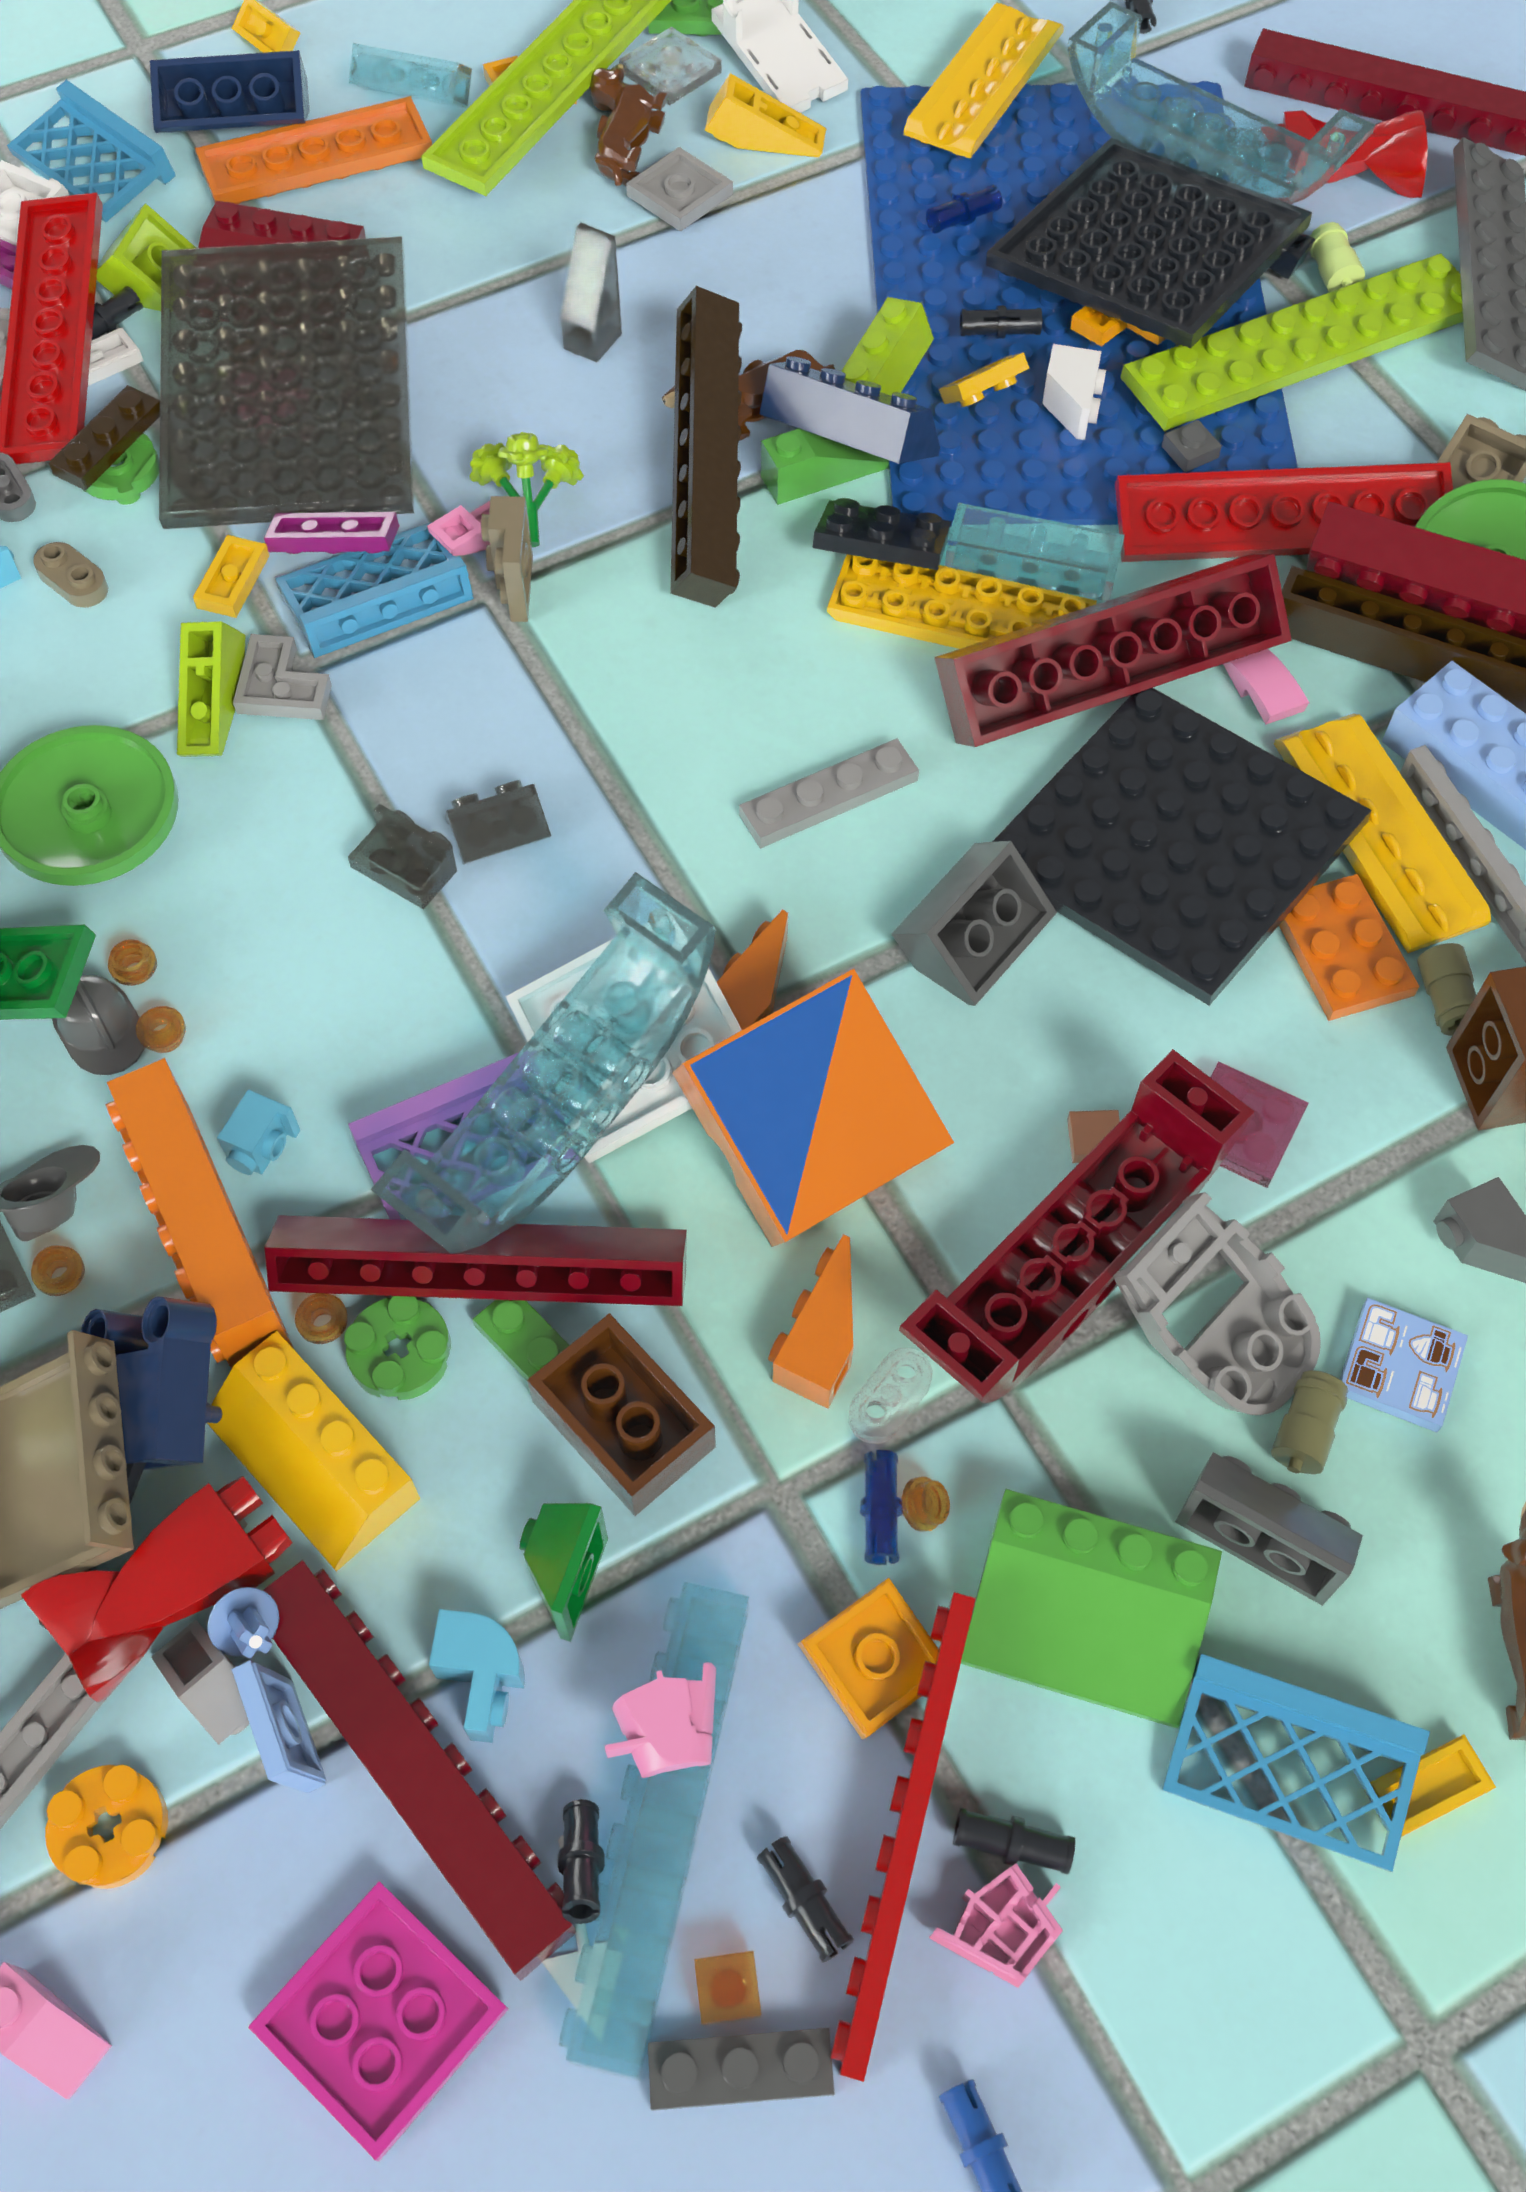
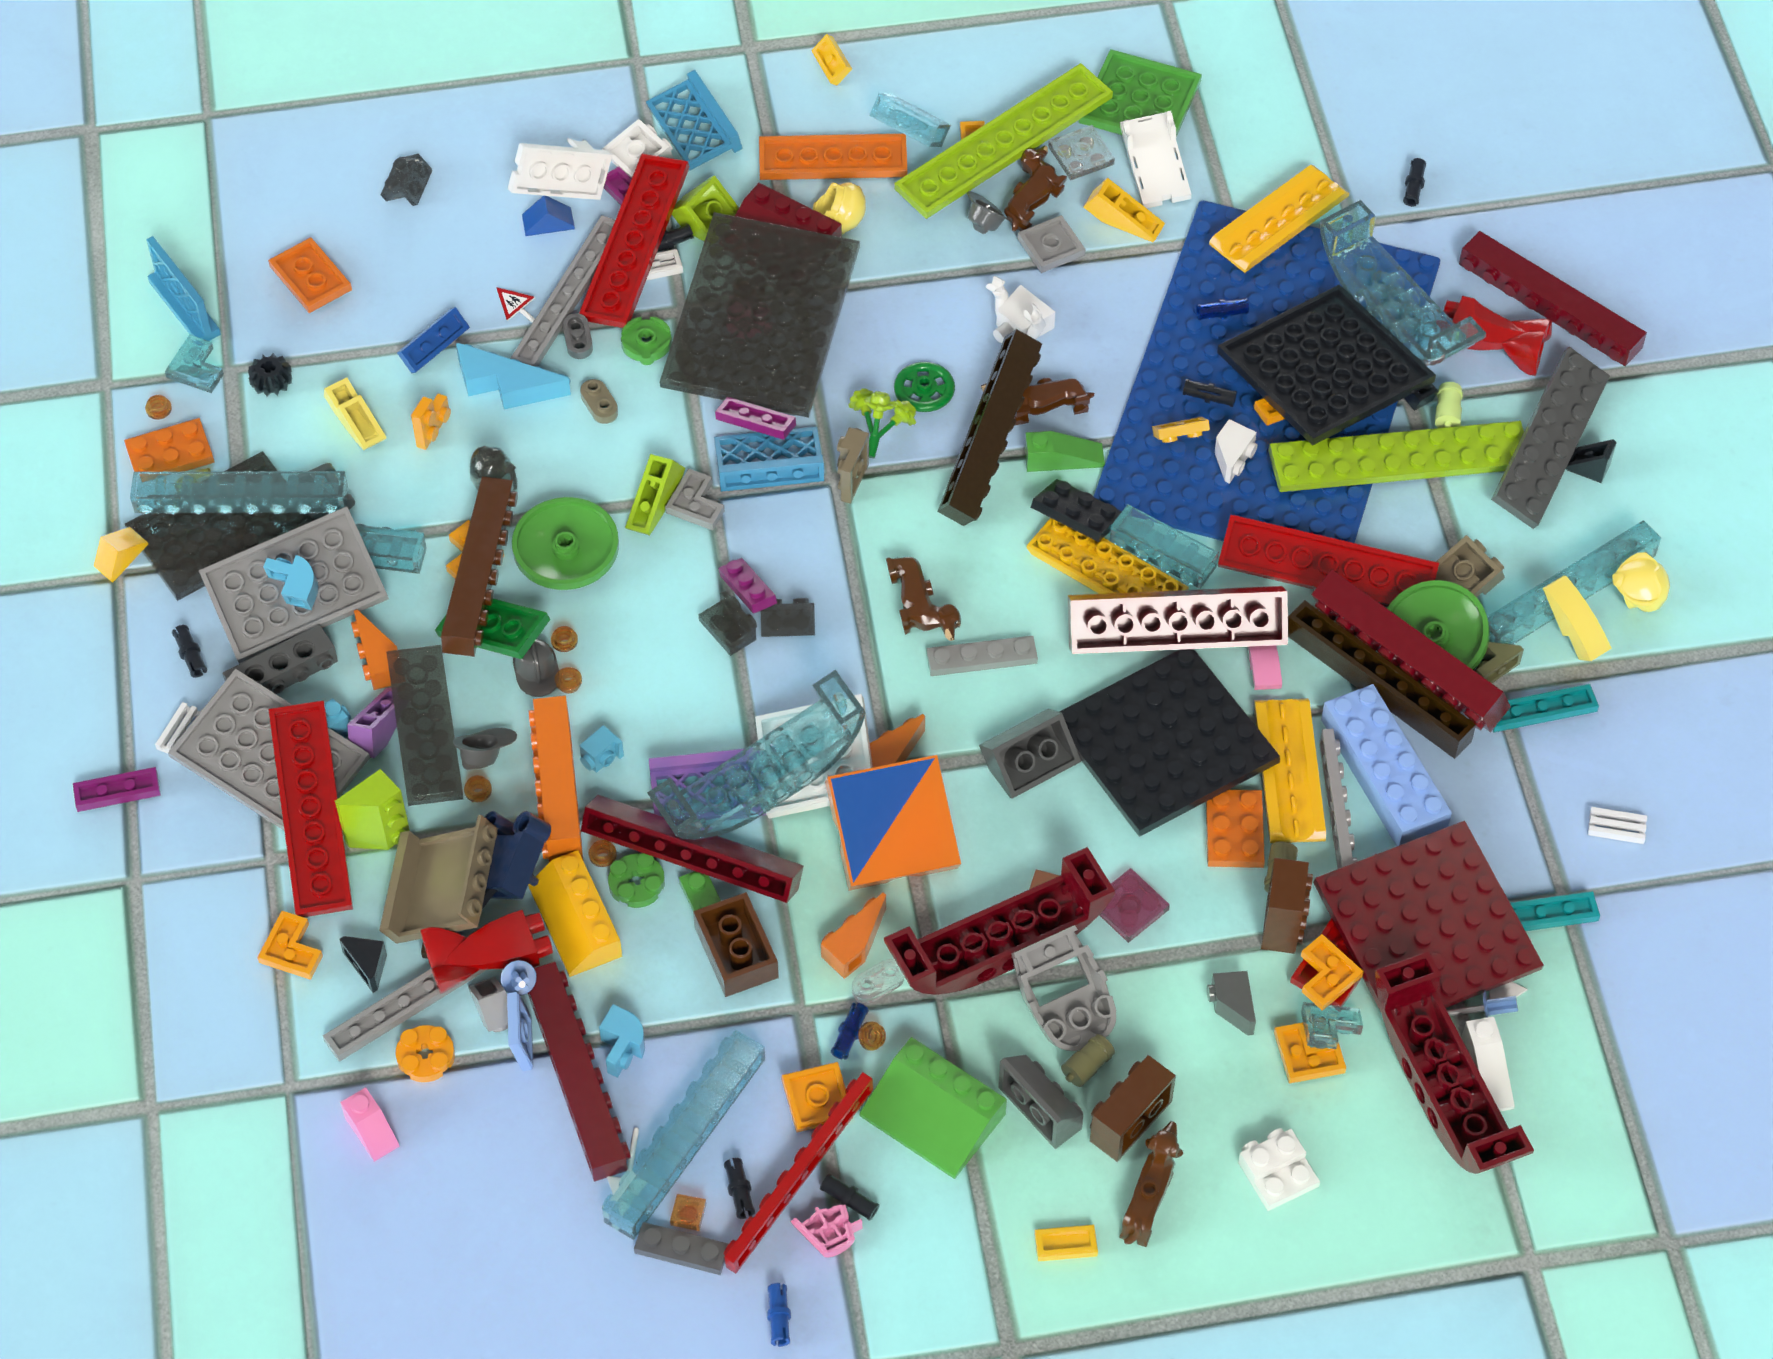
camera: 20 degrees right, 5 degrees down
(106, 437) = (645, 322): dark brown plate -> none
(228, 91) = (792, 105): dark blue slope -> none
(231, 576) = (689, 428): yellow plate -> none
(356, 199) = (843, 204): none -> light yellow helmet
(378, 2020) = (524, 1171): dark pink plate -> none
(413, 787) = (747, 585): none -> magenta plate
(460, 530) = (829, 435): bright pink slope -> none
(563, 1557) = (683, 1003): green slope -> none
(570, 172) = (984, 214): none -> dark grey piece
(575, 422) = (926, 403): none -> green plate
(581, 1862) = (640, 1135): black pin -> none
(591, 295) = (961, 311): clear smoke slope -> none
(667, 1723) = (702, 1085): bright pink piece -> none
(670, 279) = (1019, 312): none -> white torso
(695, 739) = (915, 594): none -> reddish brown animal
(849, 411) = (1083, 431): slope -> none
(891, 346) = (1122, 401): lime brick -> none
(1191, 446) = (1291, 506): dark grey plate -> none
(1312, 1713) = (1023, 1191): dark azure fence -> none
(1403, 1364) = (1154, 1039): light blue tile -> none
(1436, 1490) = (1131, 1107): none -> reddish brown brick

